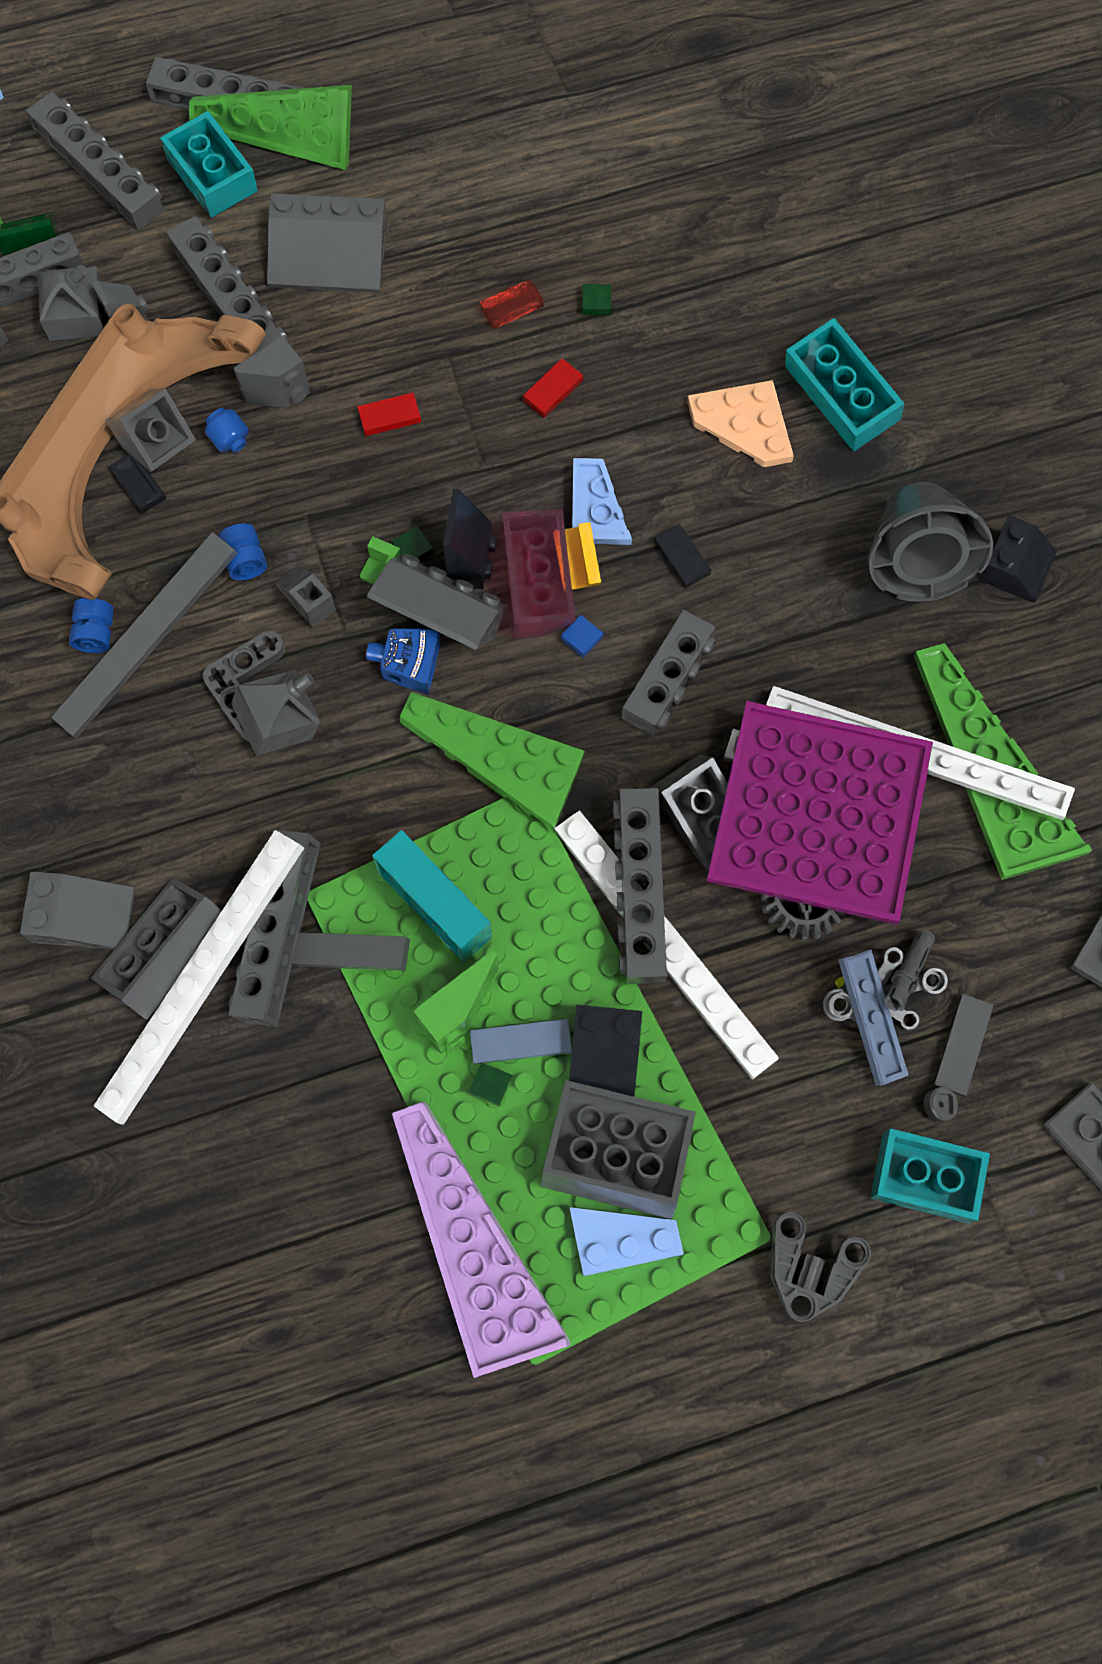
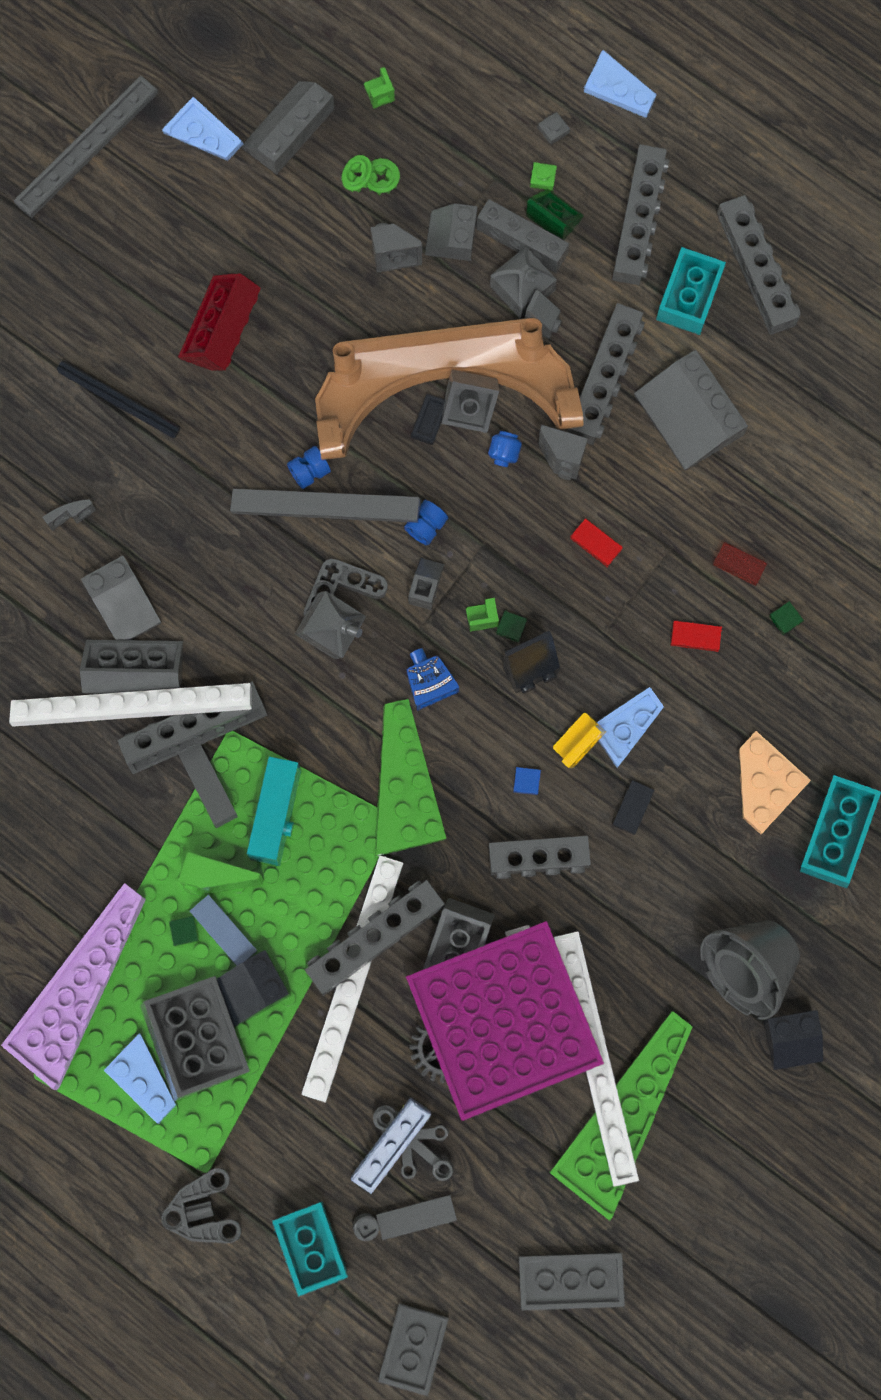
camera: 55 degrees right, 5 degrees up
(291, 121) = (764, 325): bright green wing -> none
(439, 601) = (477, 673): dark grey slope -> none
(537, 572) = (546, 721): clear pink slope -> none
(906, 978) = (428, 1150): dark grey pin -> none

